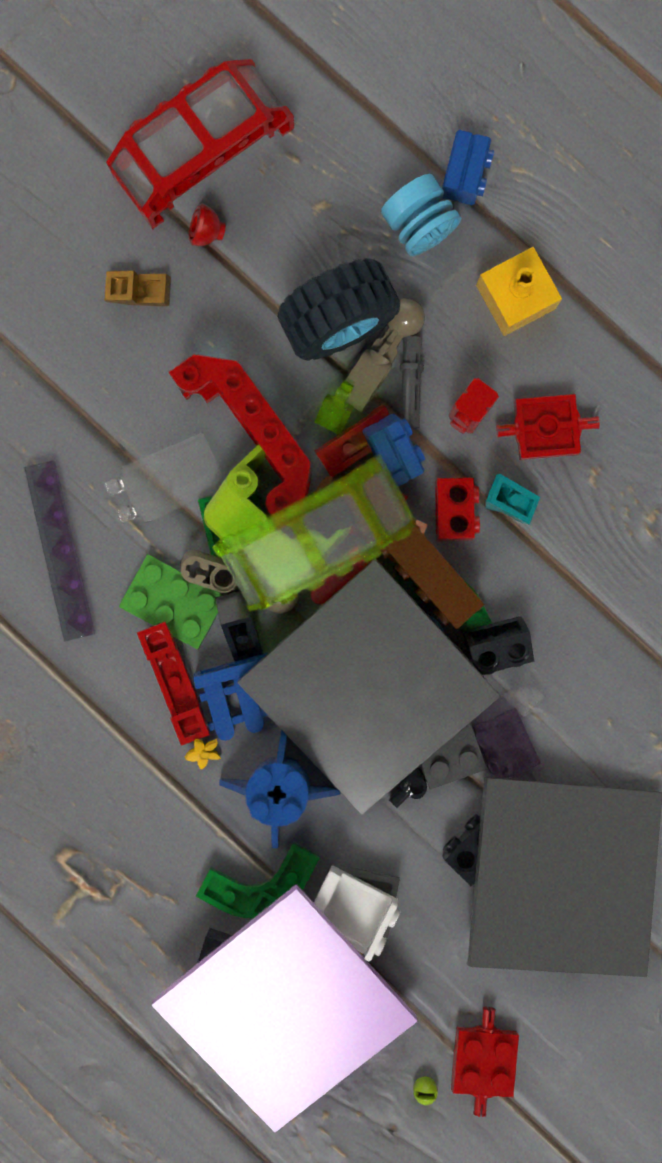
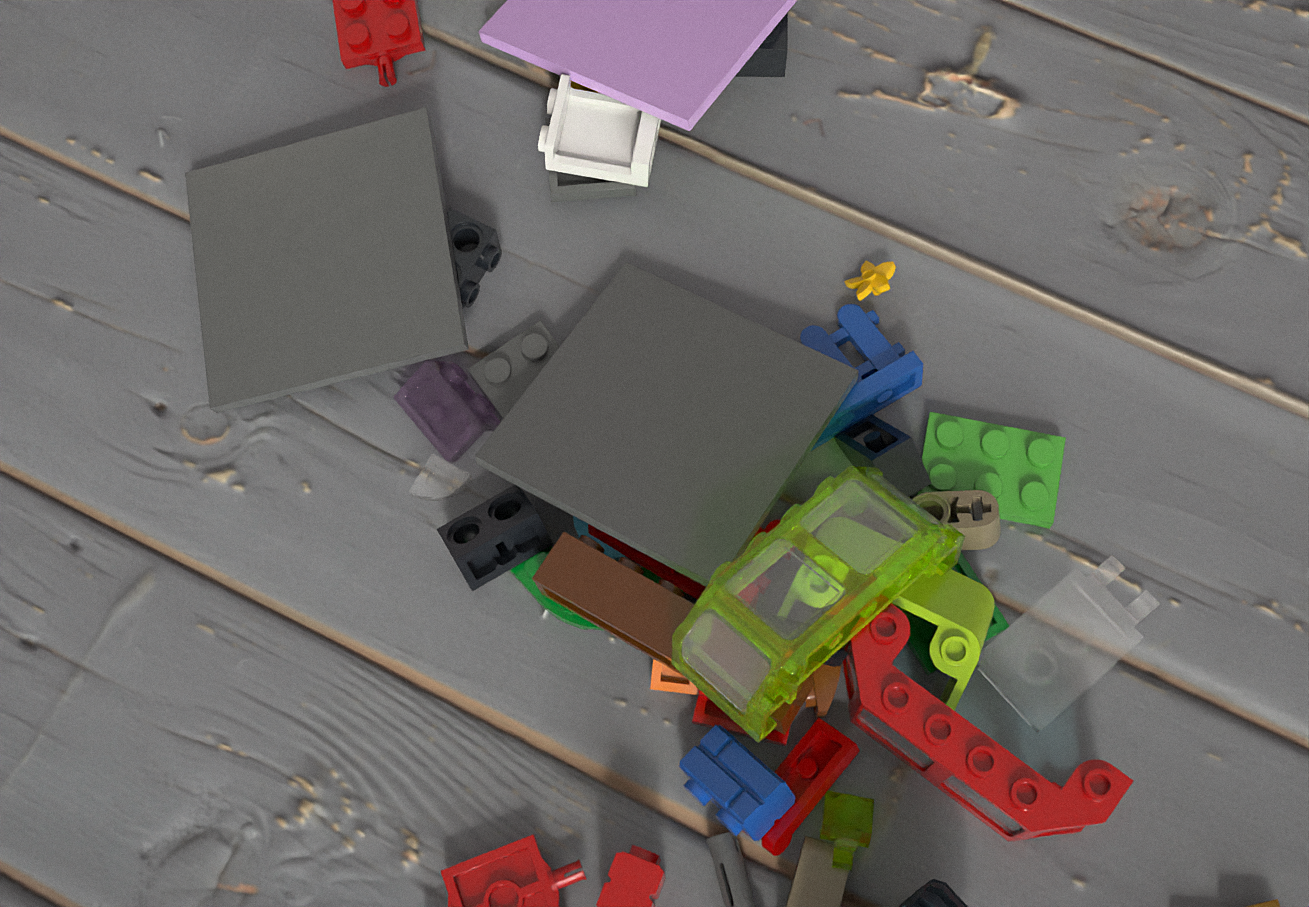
camera: 165 degrees right, 15 degrees down
(59, 551) = (1184, 496): clear purple tile -> none
(174, 682) = (946, 362): red slope -> none
(250, 900) = (734, 121): green plate -> none
(274, 808) = (752, 250): blue brick -> none
(410, 786) = (563, 317): black animal -> none
(447, 509) = (623, 720): red brick -> none
(512, 499) = (530, 762): teal slope -> none

